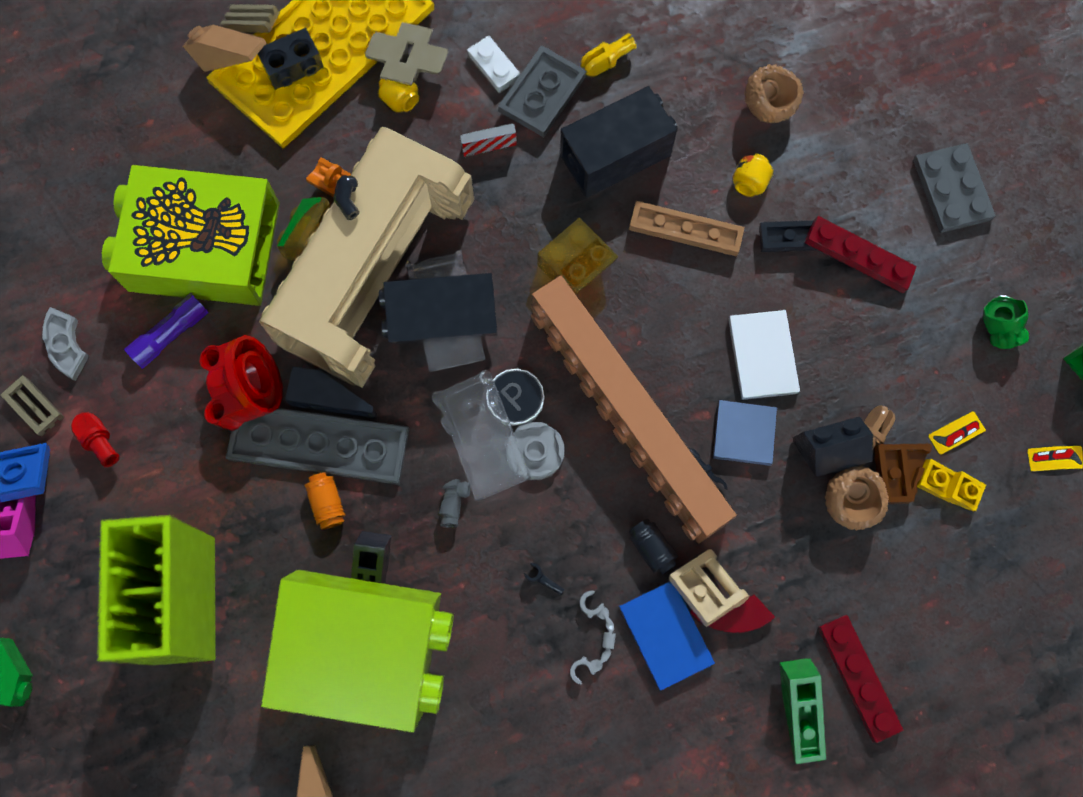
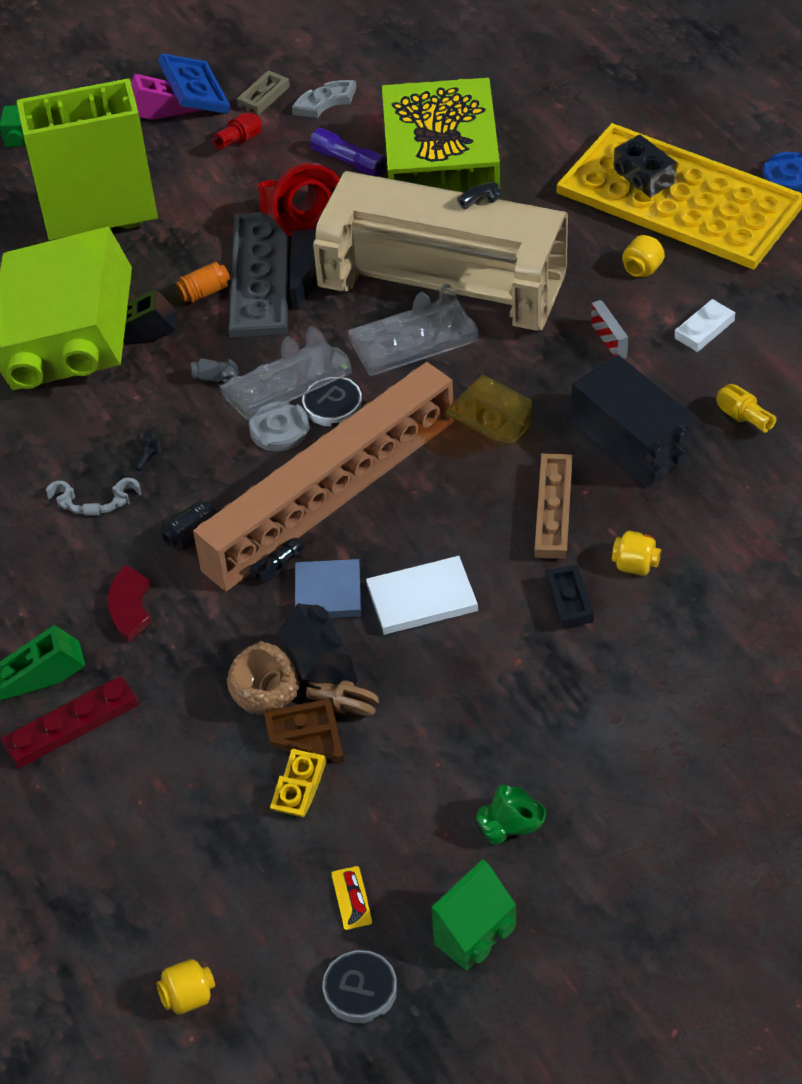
camera: 85 degrees right, 25 degrees down
(221, 47) = (639, 113): medium nougat slope -> none
(251, 18) = (687, 133): dark tan tile -> none
(401, 65) = (679, 247): dark tan piece -> none
(438, 308) = (396, 304): black brick -> none
(542, 91) = (684, 364): dark grey plate -> none
(666, 635) = (101, 552): blue tile -> none
(702, 593) = (146, 561): tan plate -> none
(773, 94) = (739, 548): medium nougat hair -> none
(860, 254) = (561, 662): dark red plate -> none
(954, 188) = (683, 756): dark grey plate -> none
(956, 432) = (366, 791): yellow sticker -> none

